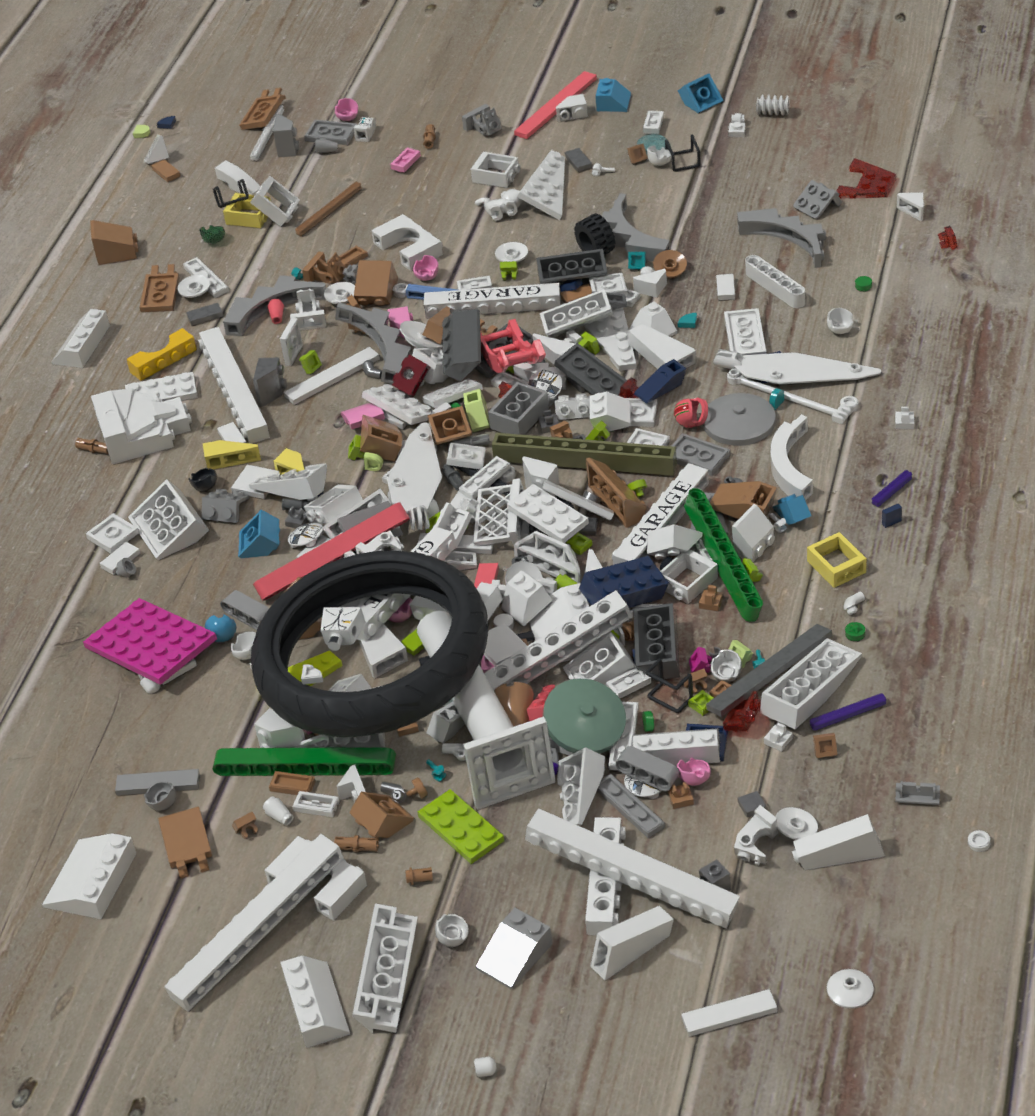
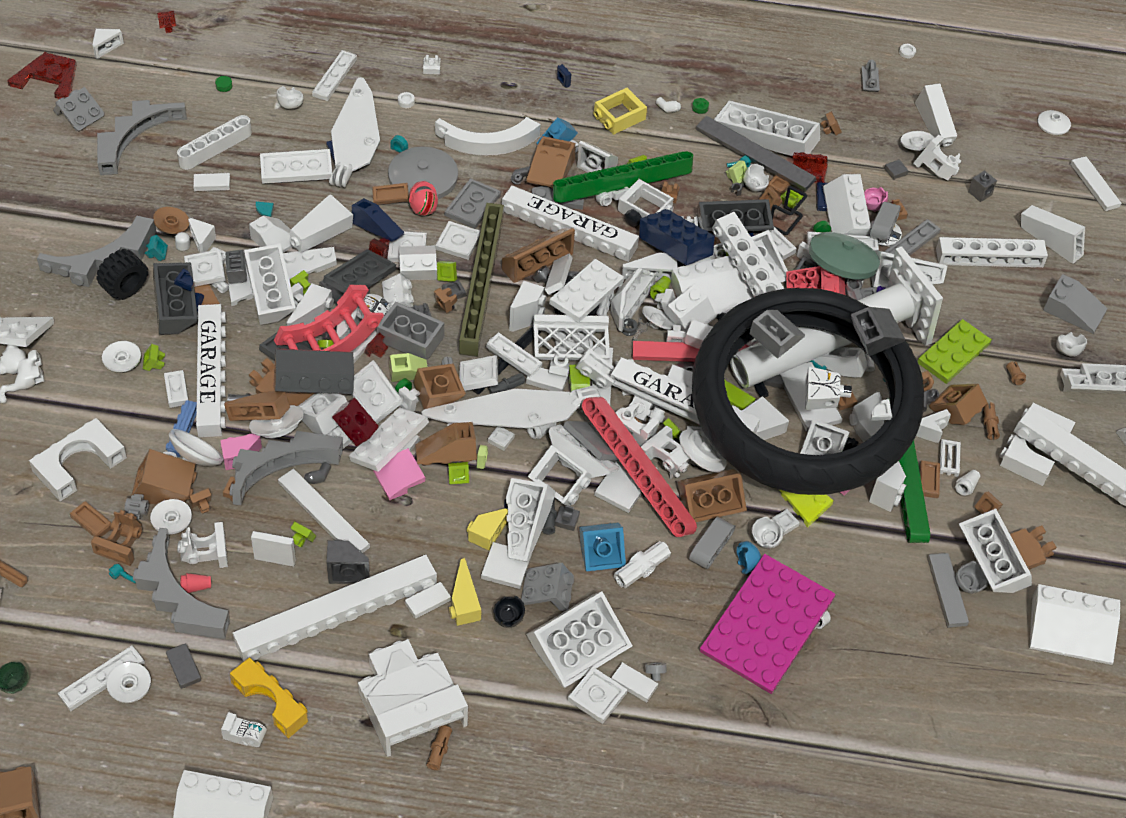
camera: 105 degrees left, 10 degrees up
(139, 342) = (242, 731): none -> white leg
(159, 290) = (123, 726): medium nougat tile -> none
(168, 387) = (336, 691): white plate -> none
(174, 808) = (996, 553): none -> white slope
(234, 563) = (642, 564): none -> white piece
(305, 535) = (598, 503): white dish -> none
(397, 658) = (877, 329): none -> flat silver slope
(404, 285) = (194, 449): none -> white dish
(411, 588) = (775, 332): none -> light grey slope
(426, 268) = (139, 433): bright pink hair -> none
(582, 268) = (184, 280): none -> dark blue tile
(632, 868) = (996, 227): white brick -> none
(638, 486) = (523, 239): lime tile -> none
(671, 541) = (613, 206): white slope -> none
(700, 660) = (750, 193): dark pink tile -> none
(707, 392) = (390, 193): none -> medium nougat tile
(778, 737) = (825, 151): white tile -> none
(838, 415) = (417, 107): white hinge -> none
(847, 711) = (784, 103): dark purple axle -> none
(883, 354) = (334, 75): none -> white tile
(891, 488) = (524, 77): dark purple axle -> none

